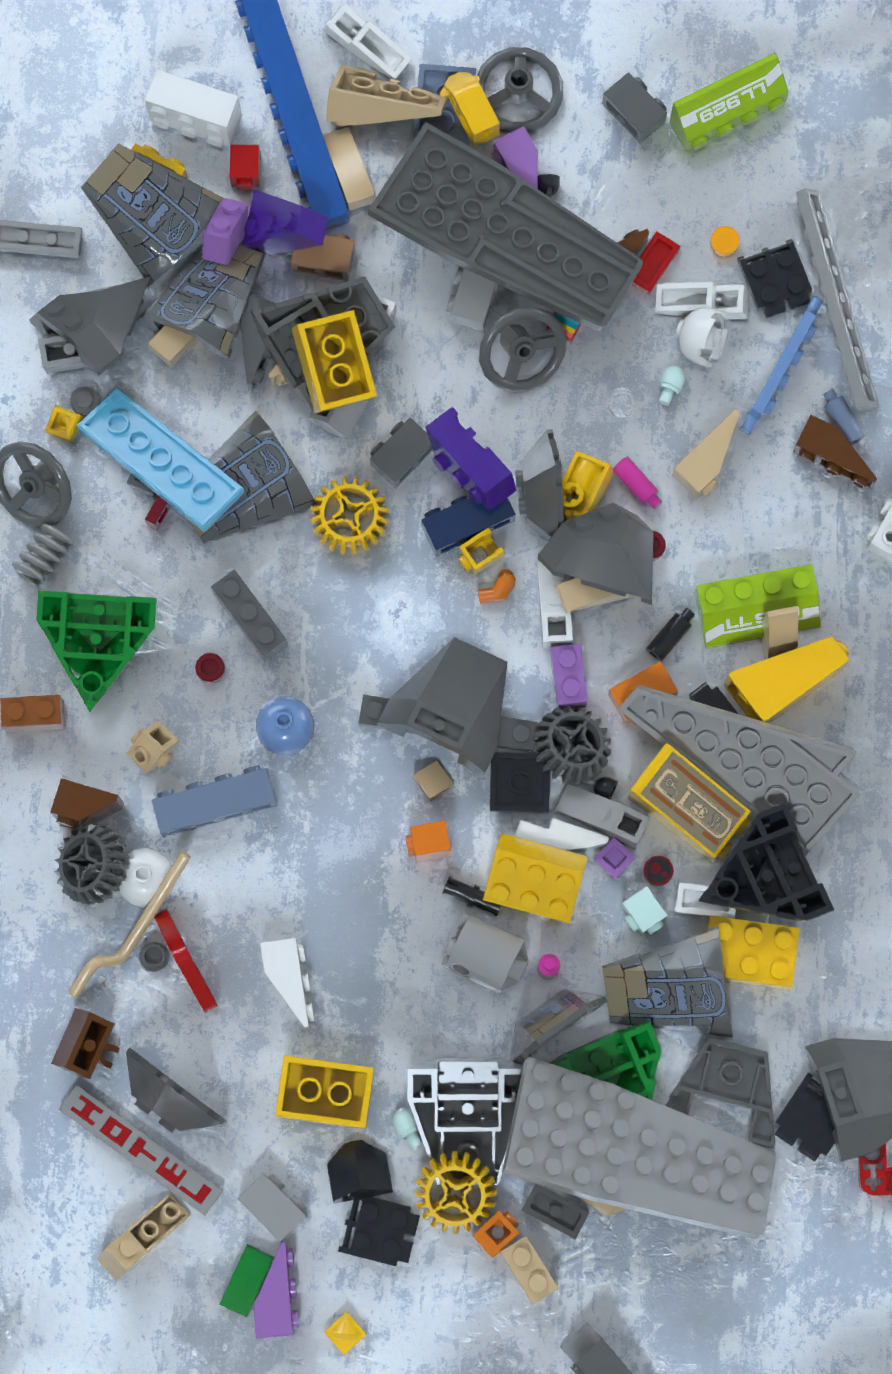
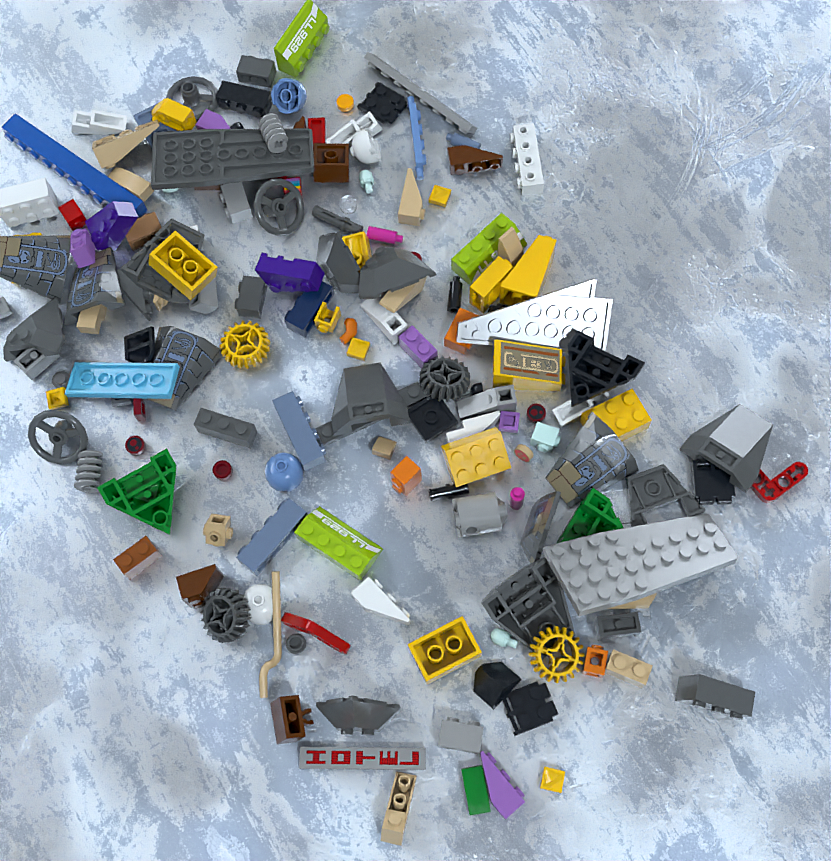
camera: 30 degrees left, 10 degrees down
(122, 558) = (135, 445): none -> dark red tile
(213, 424) = (140, 346): none -> black slope
(291, 865) = (338, 542): none -> lime slope
(340, 683) = (299, 431): none -> sand blue brick
(492, 622) = (358, 349): none -> yellow tile
(582, 240) = (273, 133): none -> light grey piece
(588, 142) = (244, 99): none -> black brick
(602, 912) = (523, 453): none -> tan tile
(606, 446) = (343, 223): none -> dark grey pin
(640, 326) = (331, 163): none -> reddish brown slope
(650, 183) = (288, 95): none -> medium blue cylinder
(723, 655) = (487, 286): none -> yellow window
(754, 475) = (439, 196): none -> yellow tile

